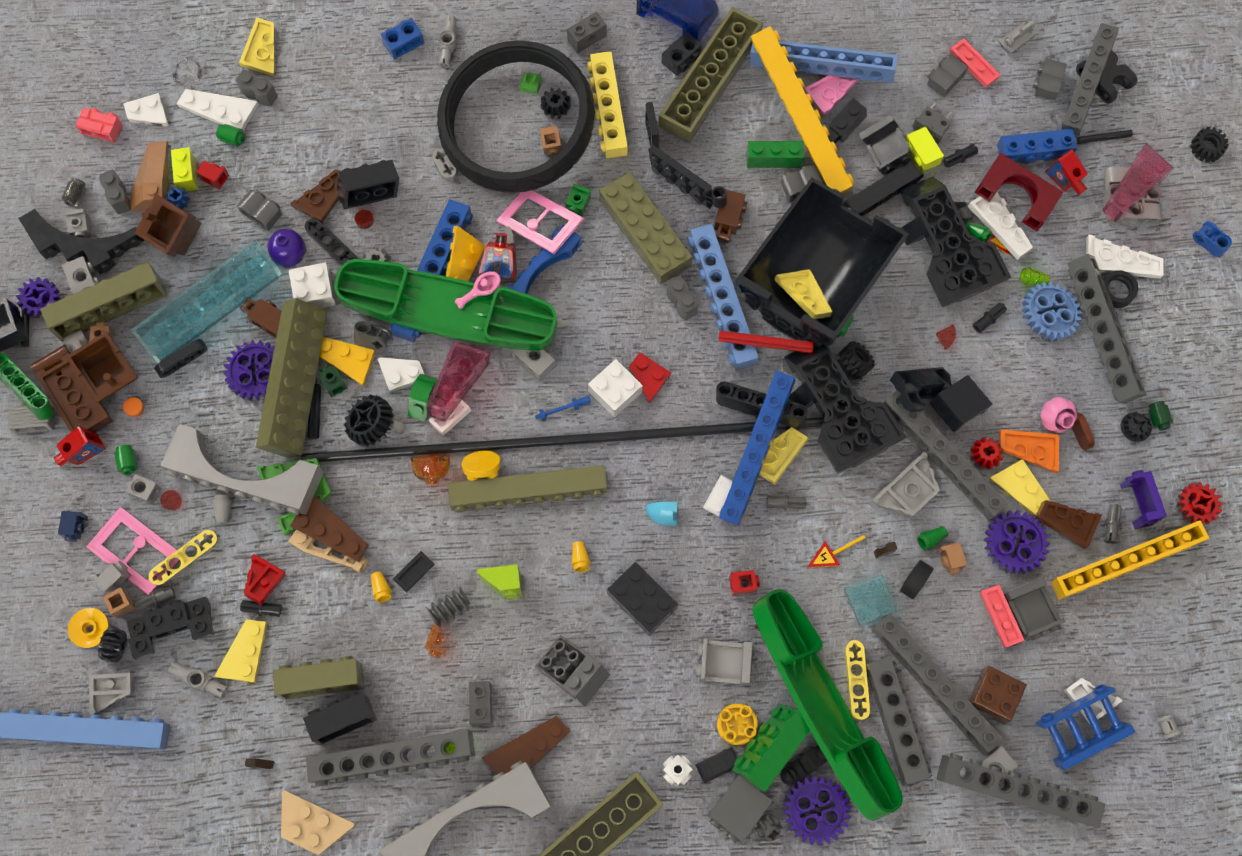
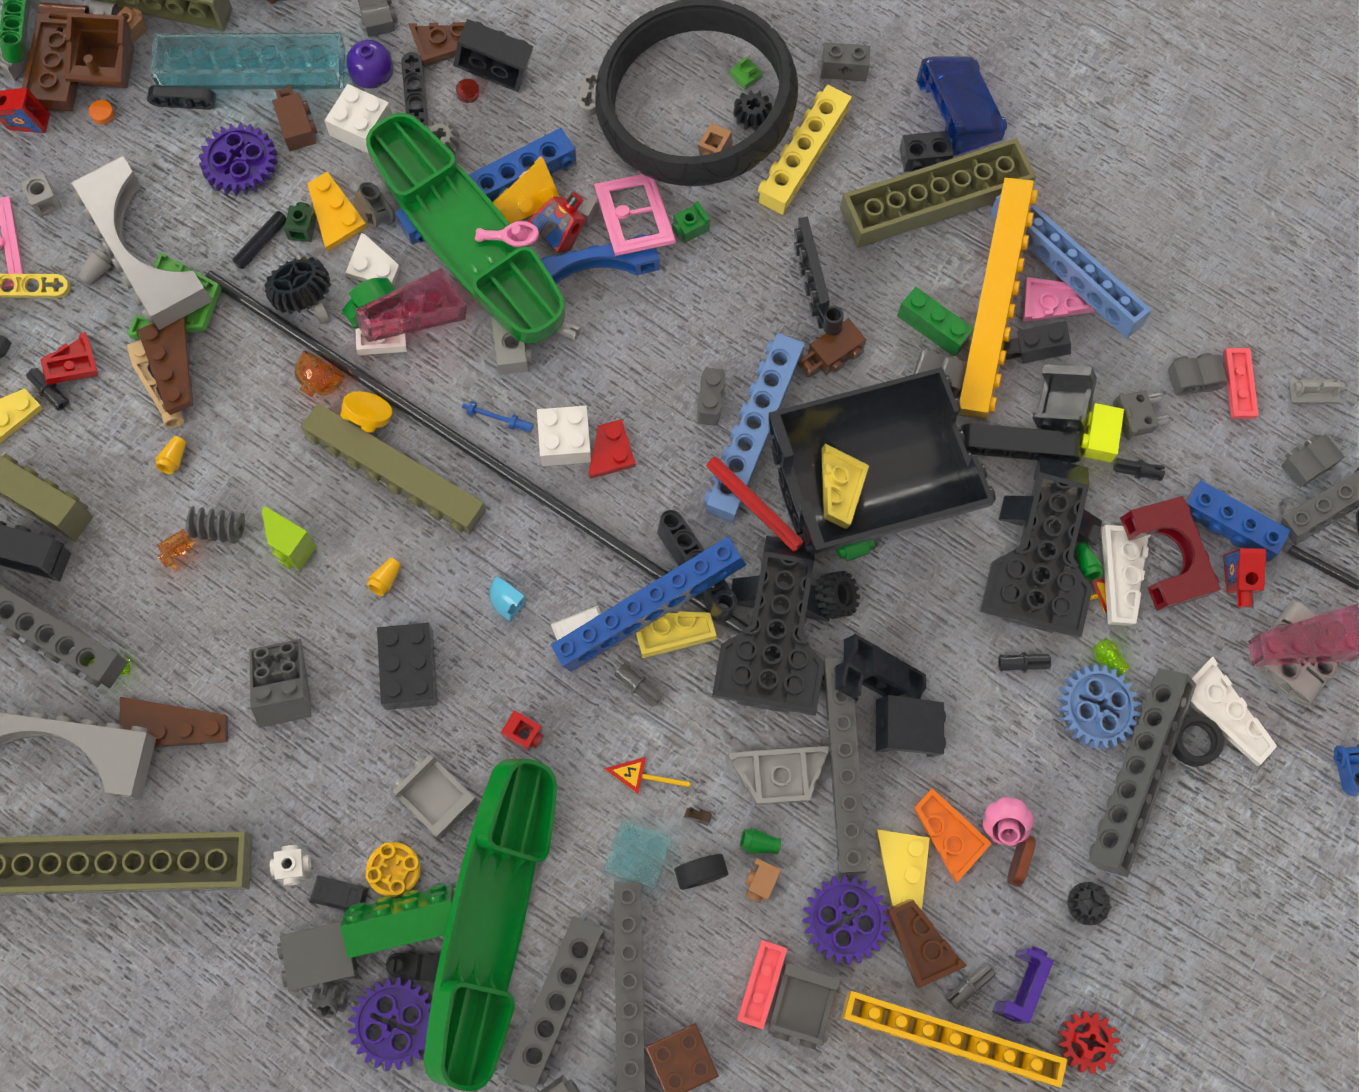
camera: 35 degrees right, 0 degrees up
(125, 459) = (50, 154): green brick -> none
(171, 500) = (58, 224): clear red tile -> none
(291, 378) = (260, 190): olive brick -> none
(413, 571) = (216, 465): black tile -> none
(480, 703) = (163, 643): dark grey brick -> none
(645, 228) = (734, 299): olive brick -> none
(651, 125) = (827, 201): black tile -> none
(857, 680) = (557, 928): light yellow beam -> none
(947, 336) = (959, 646): clear red tile -> none
(979, 454) = (893, 810): red gear -> none
(1160, 415) = (1125, 912): dark green brick -> none

